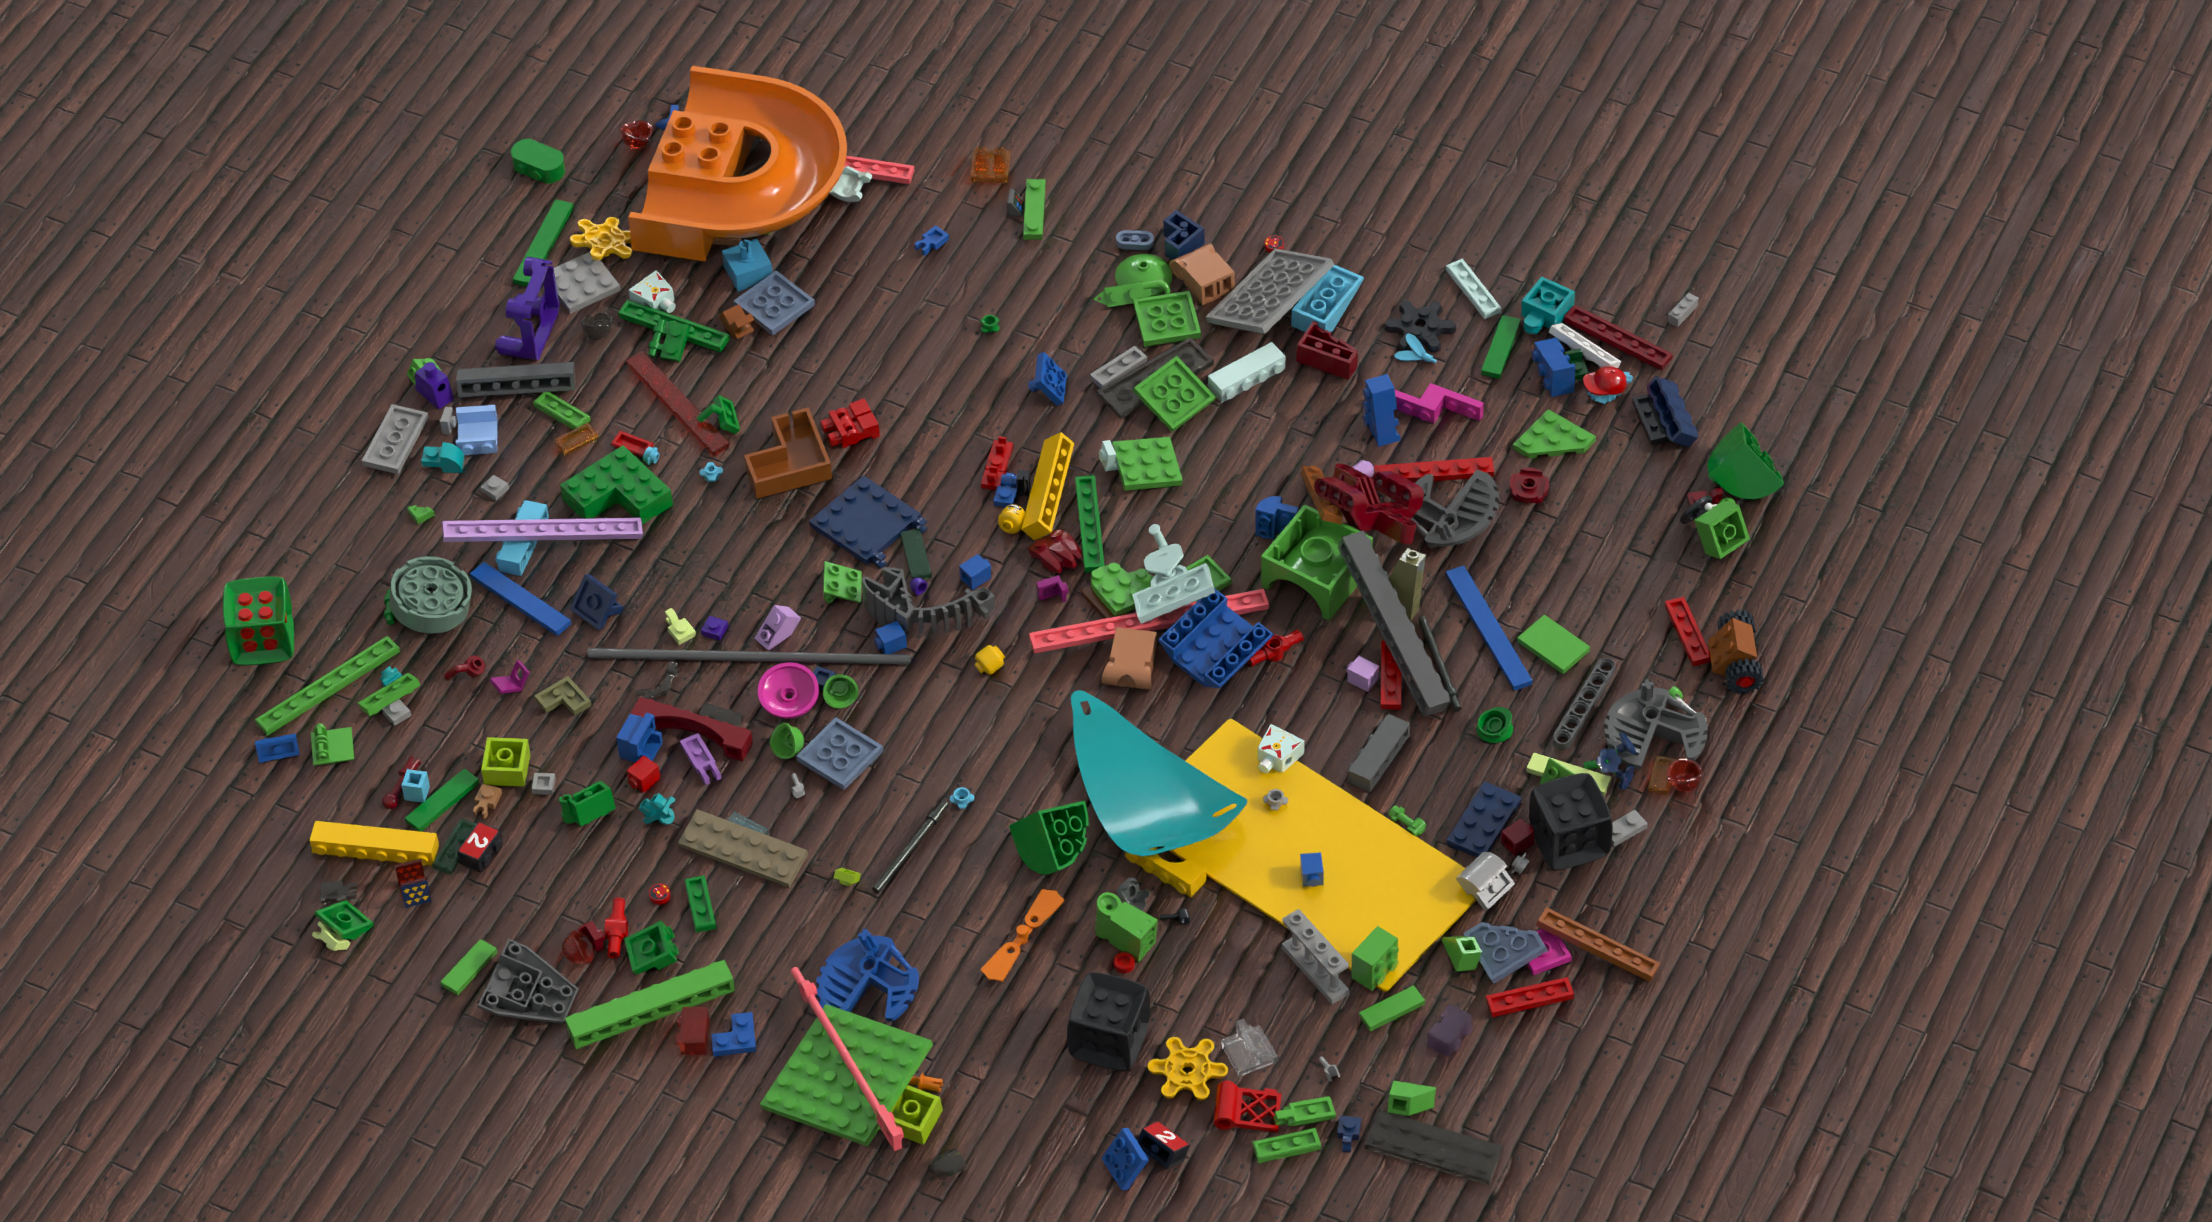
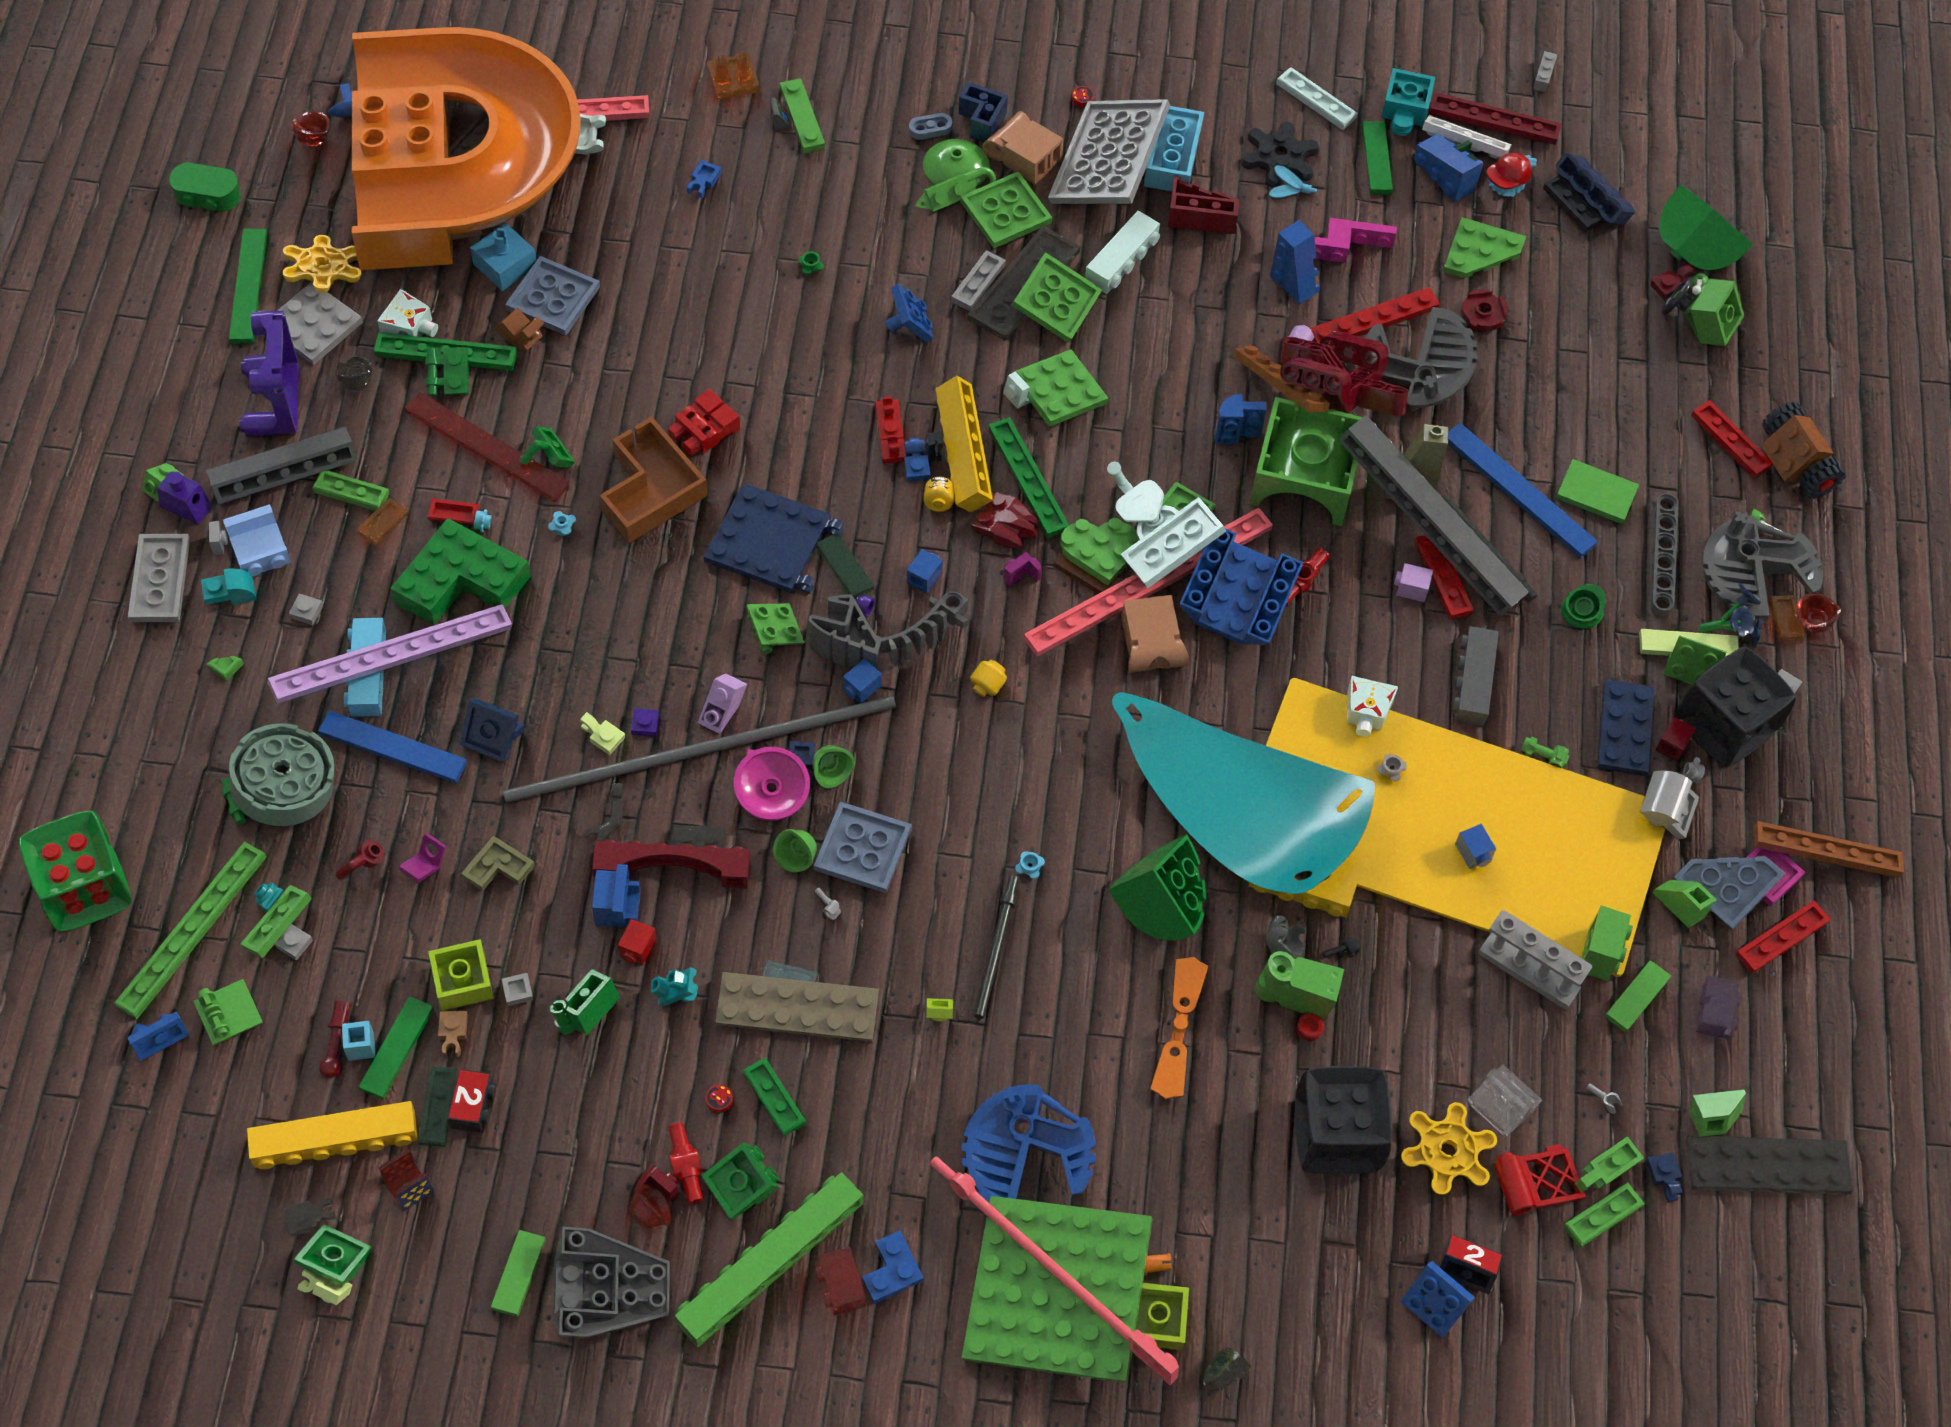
camera: 25 degrees left, 10 degrees up
(700, 757) = (697, 899): medium lavender hinge -> none

